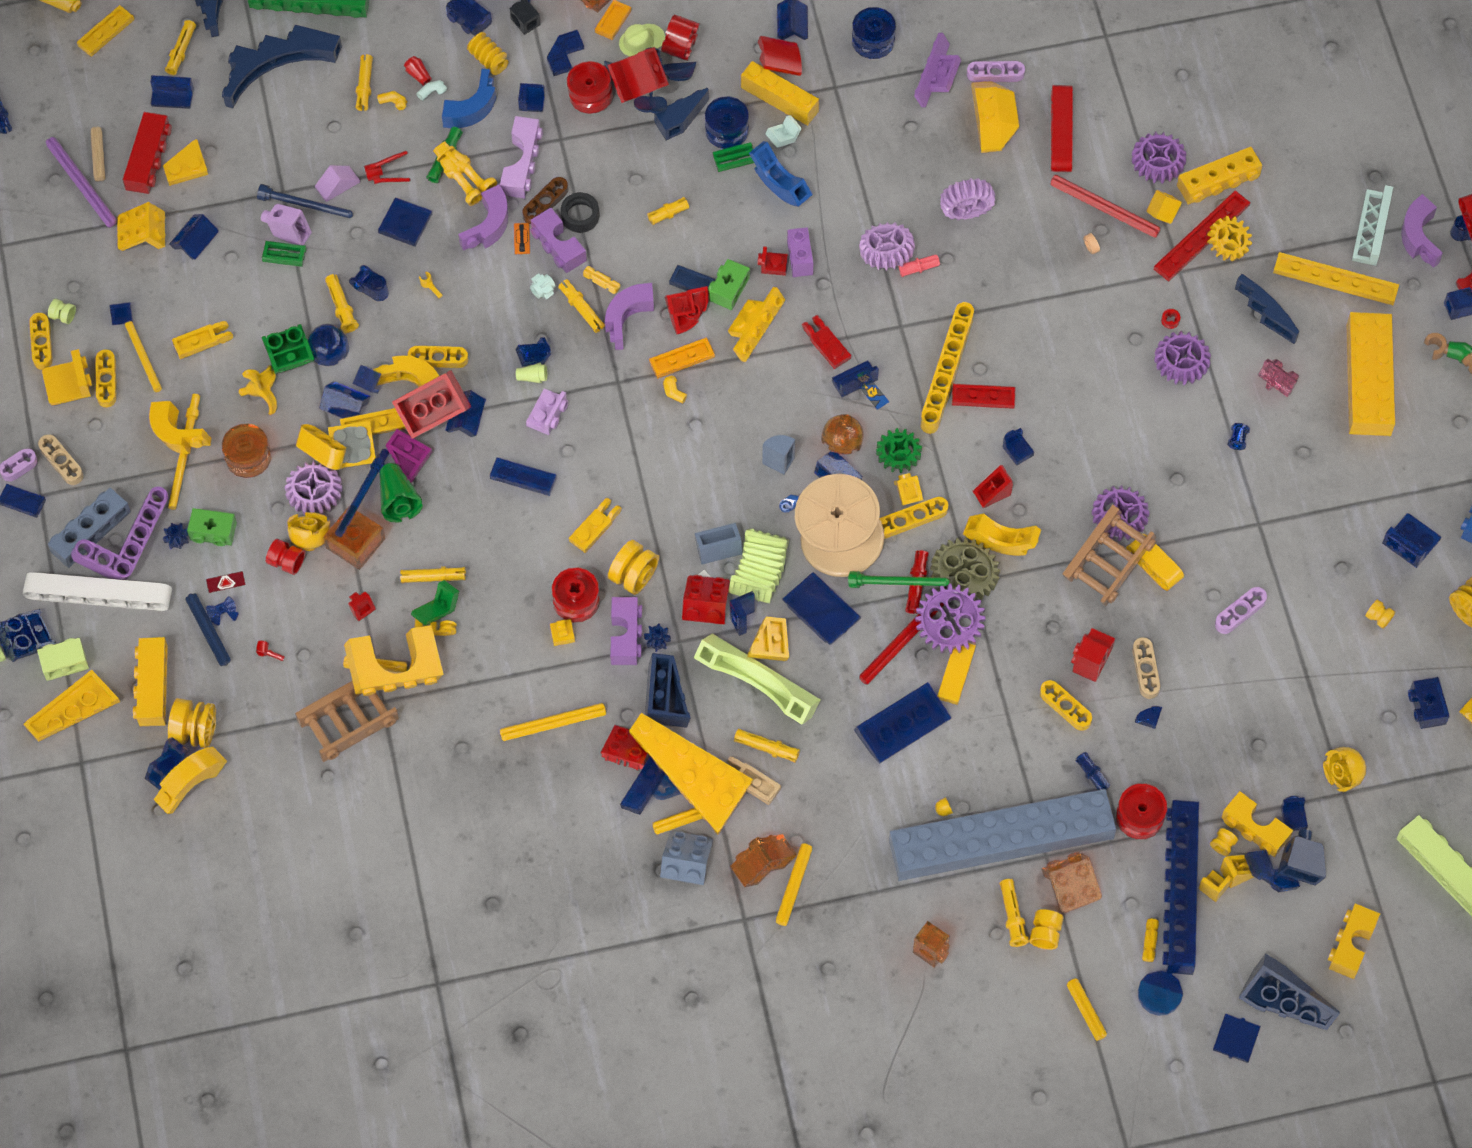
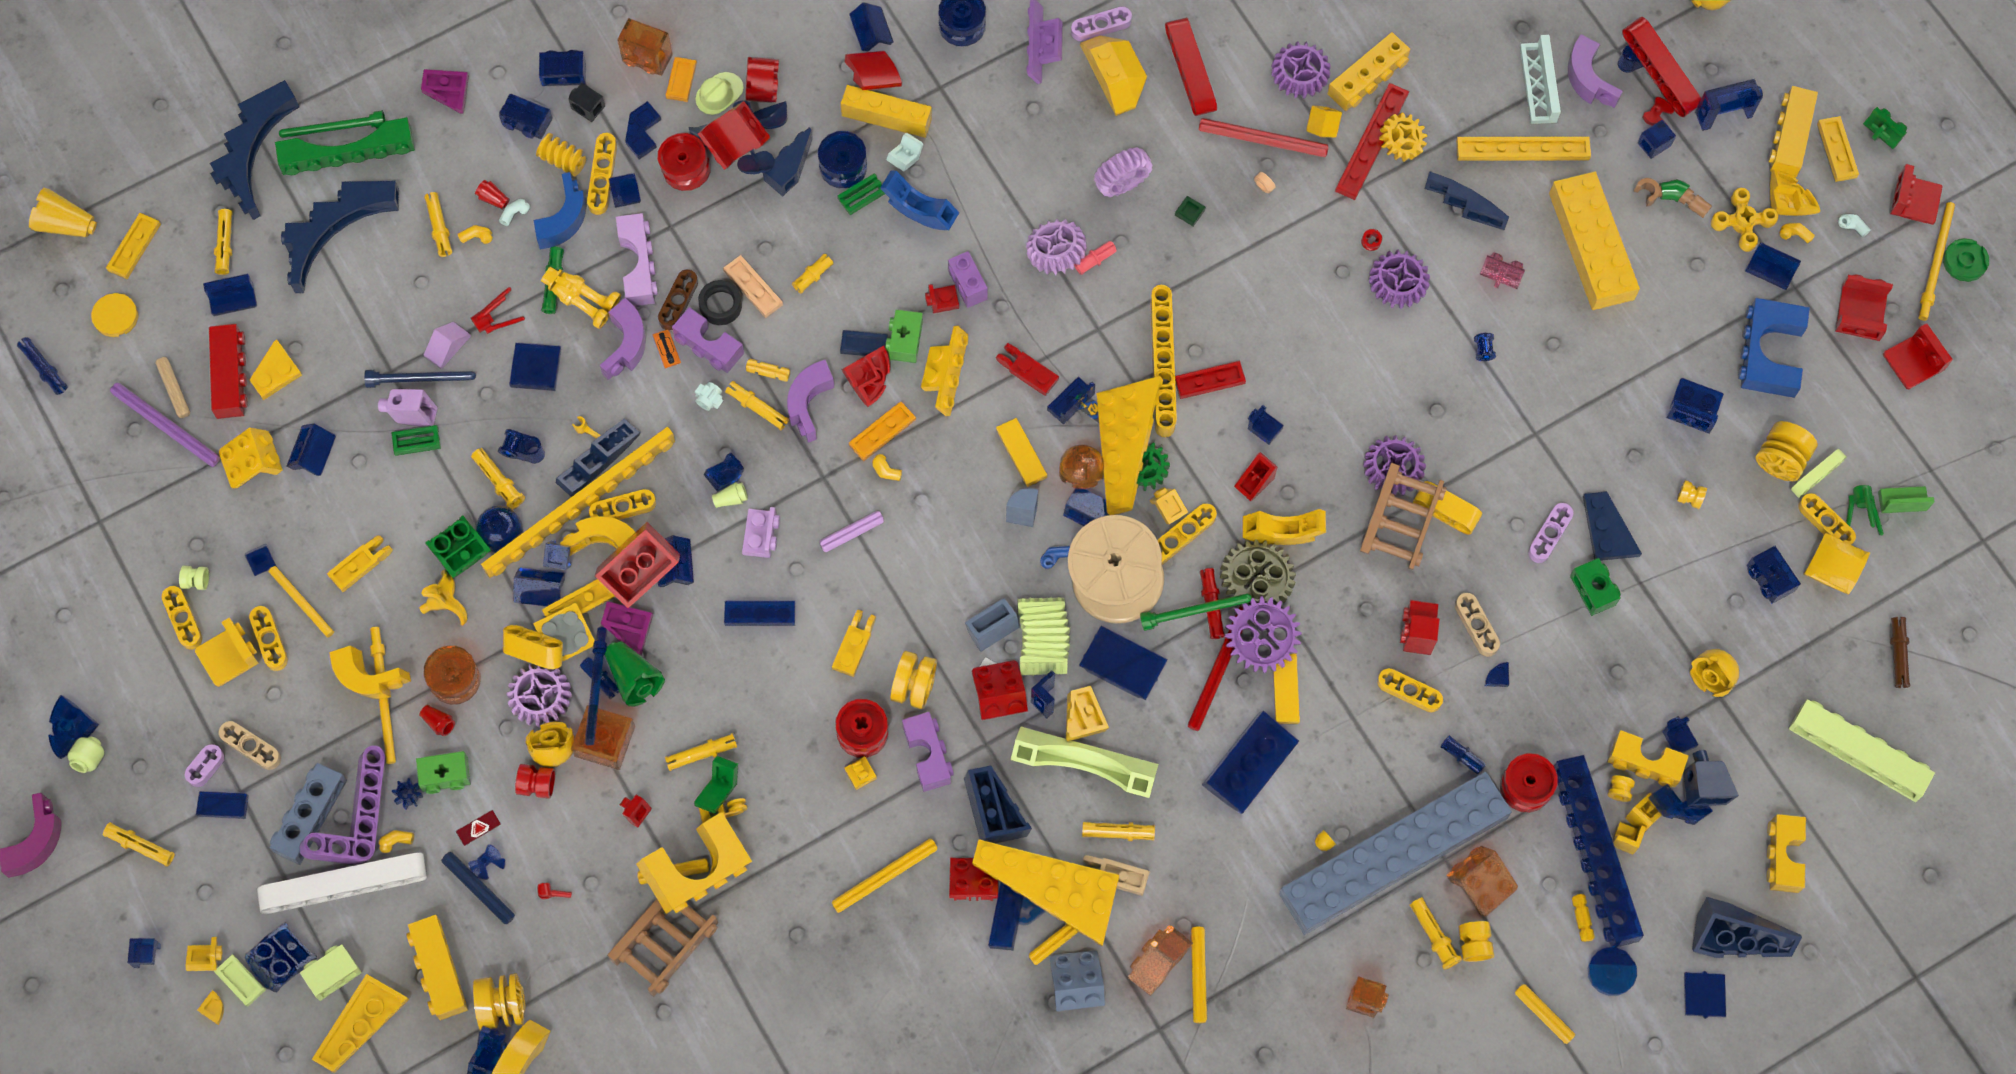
camera: 20 degrees left, 5 degrees up
(70, 82) = (114, 315): none -> yellow tile
(150, 568) = (395, 837): none -> yellow arm
(222, 485) = (437, 720): none -> red cone
(372, 494) = (606, 682): none -> clear blue axle
(400, 342) = (572, 507): none -> yellow plate
(432, 310) = (598, 457): none -> dark blue slope
(515, 78) = (601, 173): none -> yellow beam
(613, 207) = (753, 286): none -> light nougat tile
(625, 432) = (851, 531): none -> lavender axle
(657, 632) = (961, 742): clear blue gear -> none
(796, 409) = (1021, 452): none -> yellow tile
(889, 417) = (1124, 434): none -> yellow wing
(1017, 250) = (1190, 211): none -> dark green tile
(1262, 678) = (1595, 599): none -> green brick
(1293, 622) = (1607, 529): none -> dark blue wing

